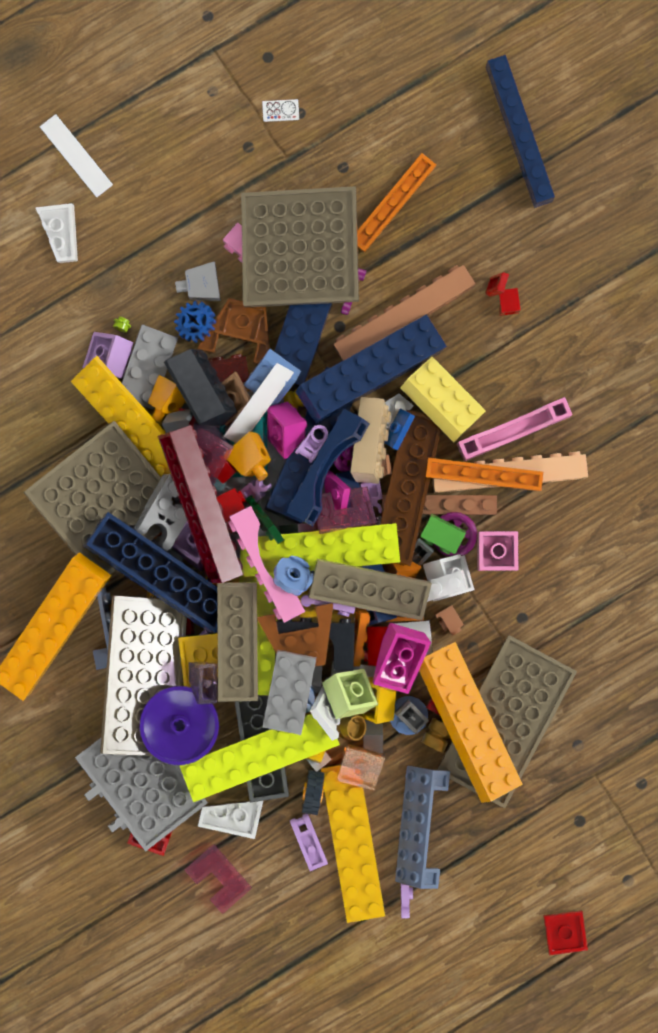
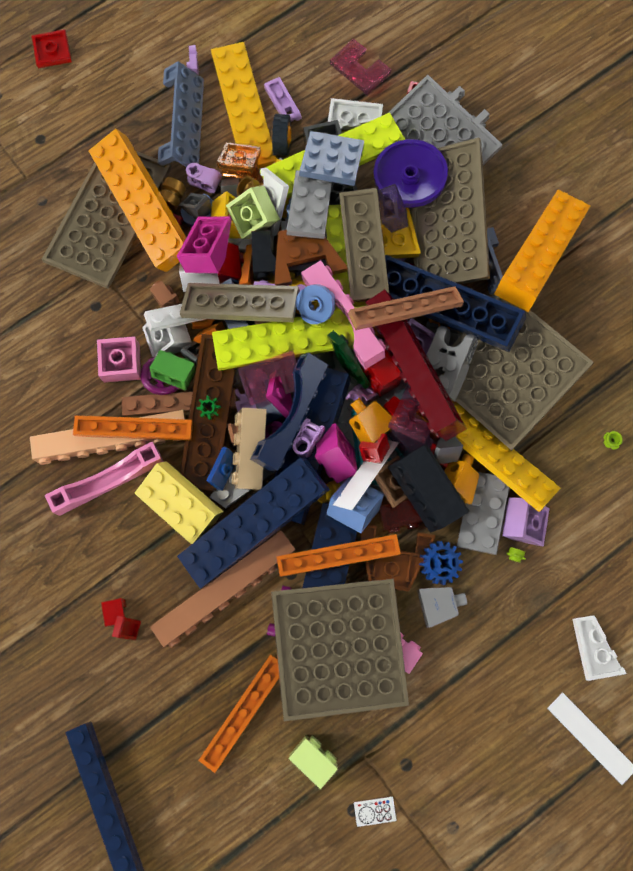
camera: 175 degrees right, 10 degrees down
(9, 424) = (612, 435): none -> lime plate
(203, 556) = (405, 308): none -> nougat plate
(247, 424) = (375, 451): none -> red panel
(261, 743) = (332, 158): none -> plate
(292, 330) = (338, 555): none -> orange plate
(331, 154) = (313, 761): none -> yellowish green brick
(397, 752) = (203, 178): none -> lavender piece
(407, 481) = (212, 403): none -> green gear

